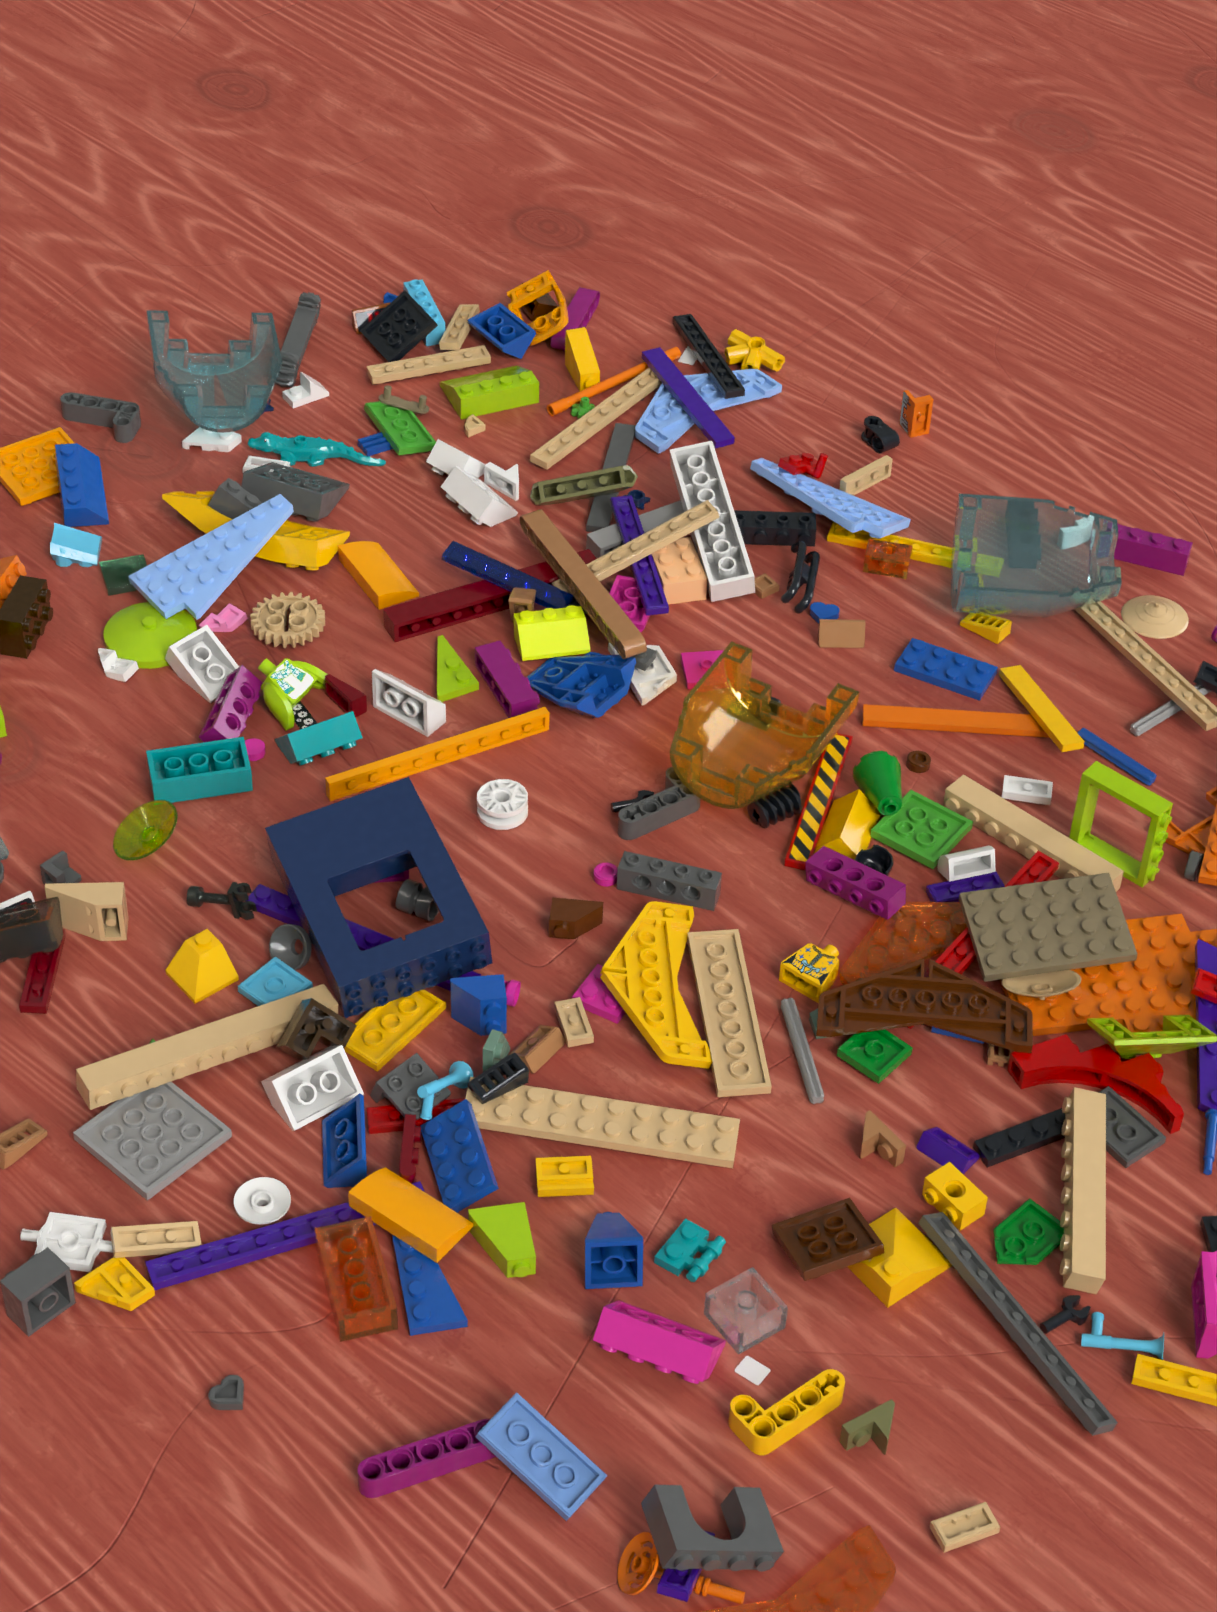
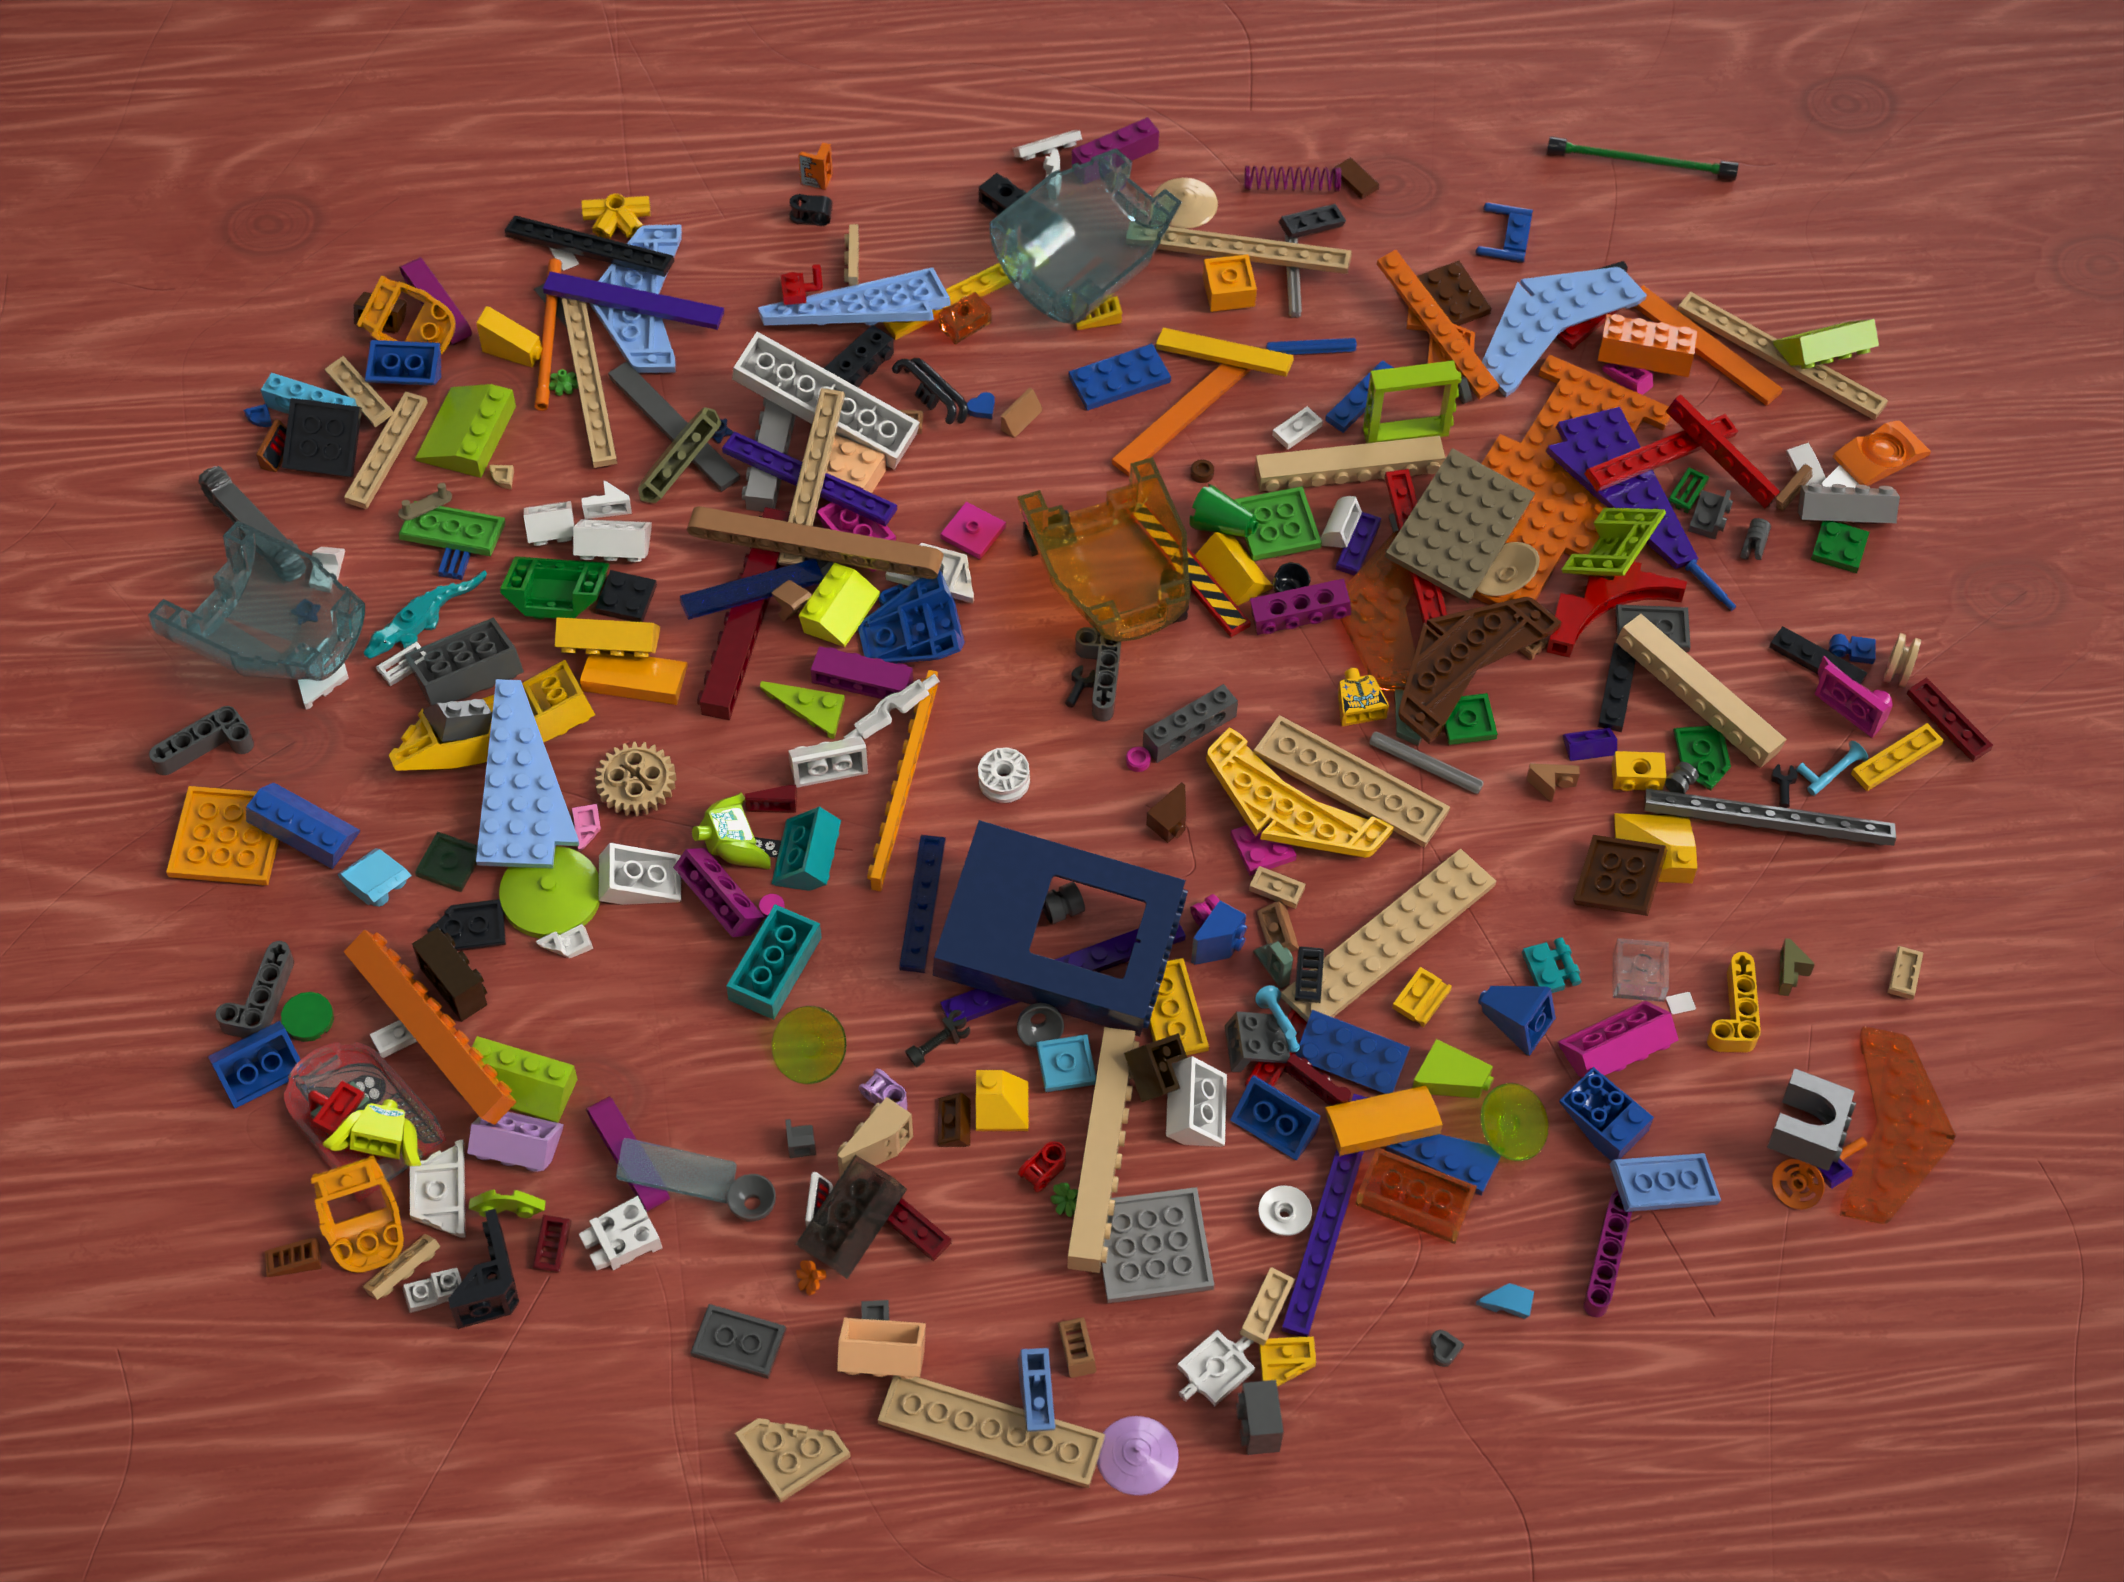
camera: 50 degrees left, 15 degrees up
(82, 613) = (474, 924): none -> black tile
(145, 899) = (882, 1086): none -> lavender piece
(158, 955) = (954, 1121): none -> reddish brown slope
(163, 1023) = (1040, 1169): none -> red piece
(316, 1411) = (1509, 1299): none -> dark azure slope
(389, 536) = (606, 636): none -> yellow slope
(403, 492) = (553, 586): none -> green slope
(438, 533) = (626, 596): none -> black plate
(498, 708) = (902, 701): none -> white piece
(498, 1308) = (1514, 1122): none -> clear neon green hat
(569, 1372) = (1606, 1114): none -> blue slope
(981, 1231) = (1683, 776): none -> dark grey wheel
(1086, 508) = (1046, 145): none -> white plate
(1106, 672) = (1229, 282): none -> light orange container
(1107, 814) = (1353, 404): none -> blue plate

